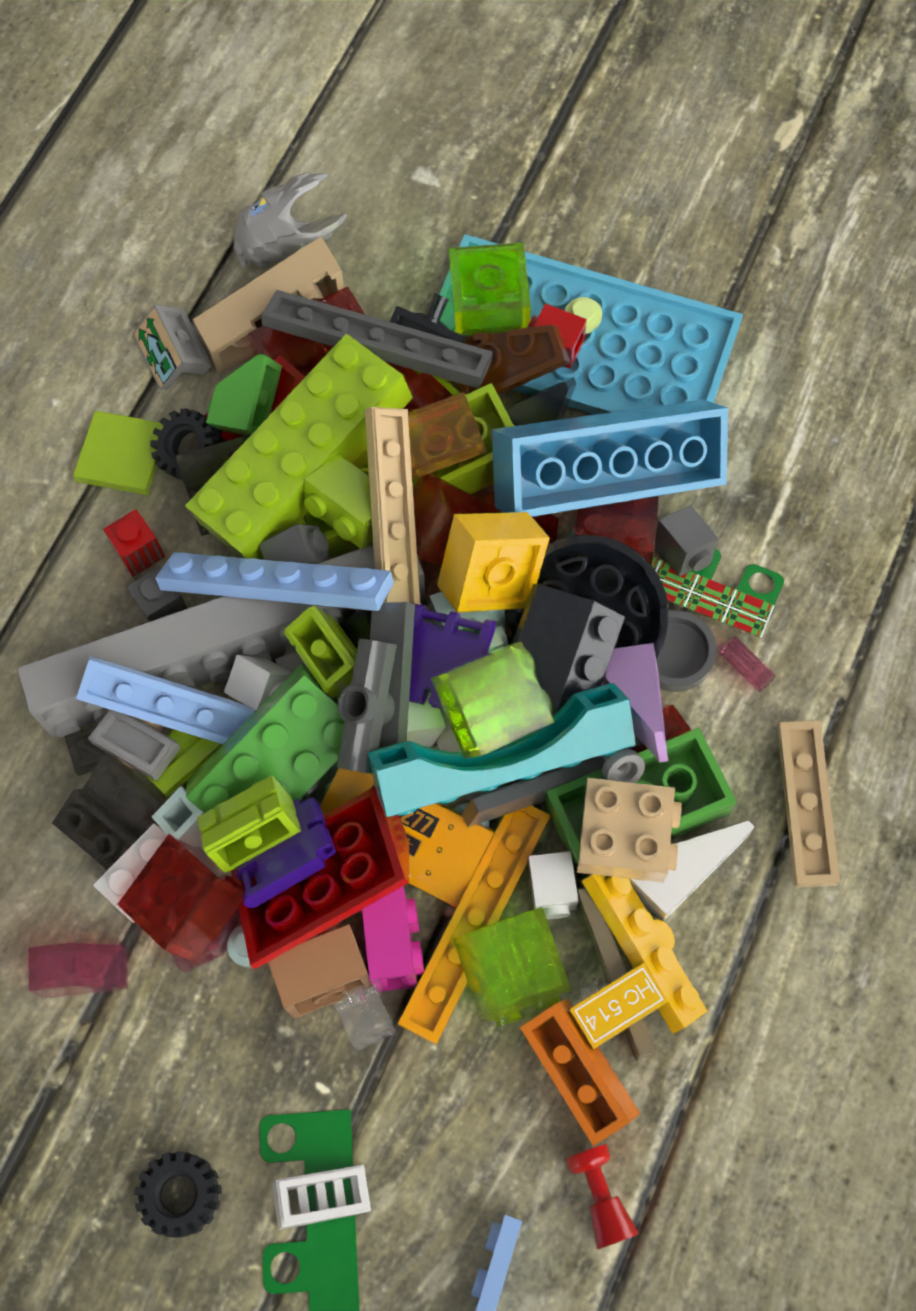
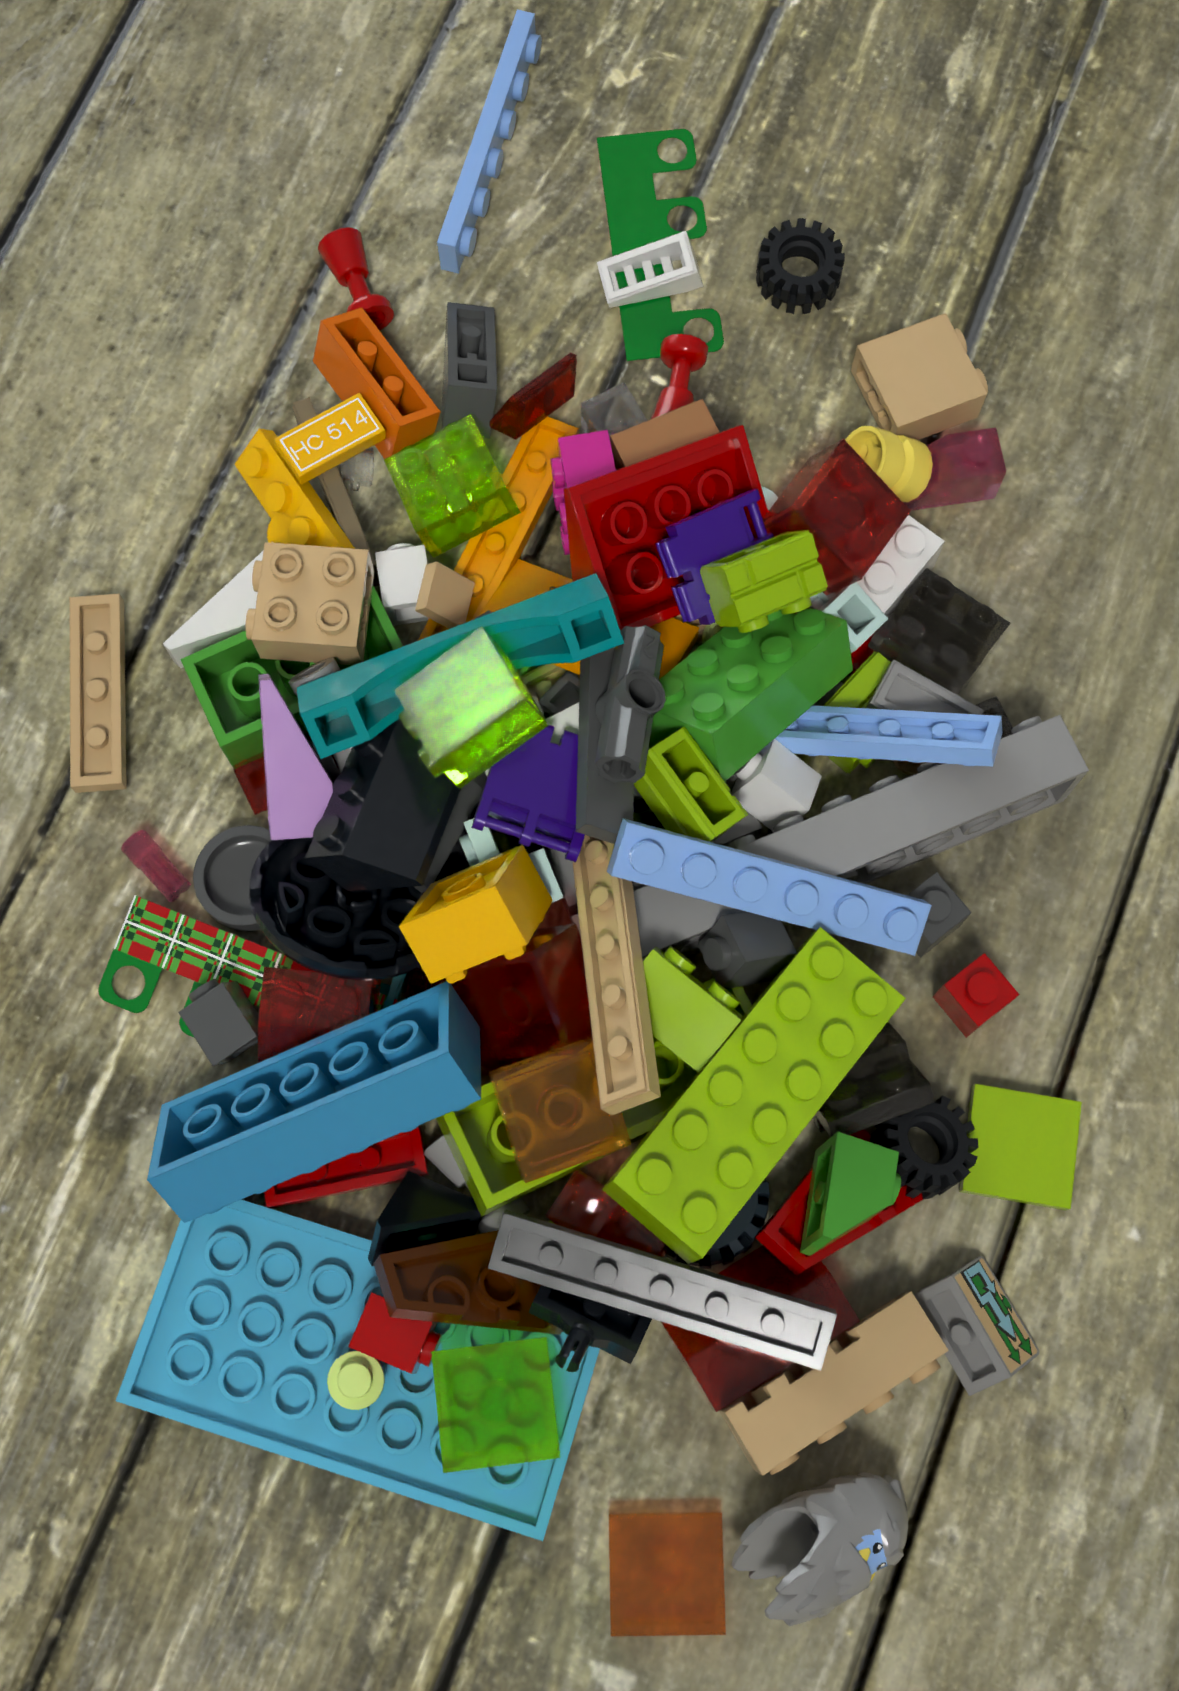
camera: 175 degrees right, 5 degrees up
(86, 1055) = (920, 379): none -> tan brick
(130, 967) = (897, 459): none -> light yellow wheel
(310, 1043) = (683, 355): none -> red piece
(388, 224) = (666, 1574): none -> clear orange tile
(435, 1047) = (537, 399): none -> clear red slope
(494, 1095) = (469, 365): none -> dark grey slope
(518, 855) = (444, 595): none -> tan tile

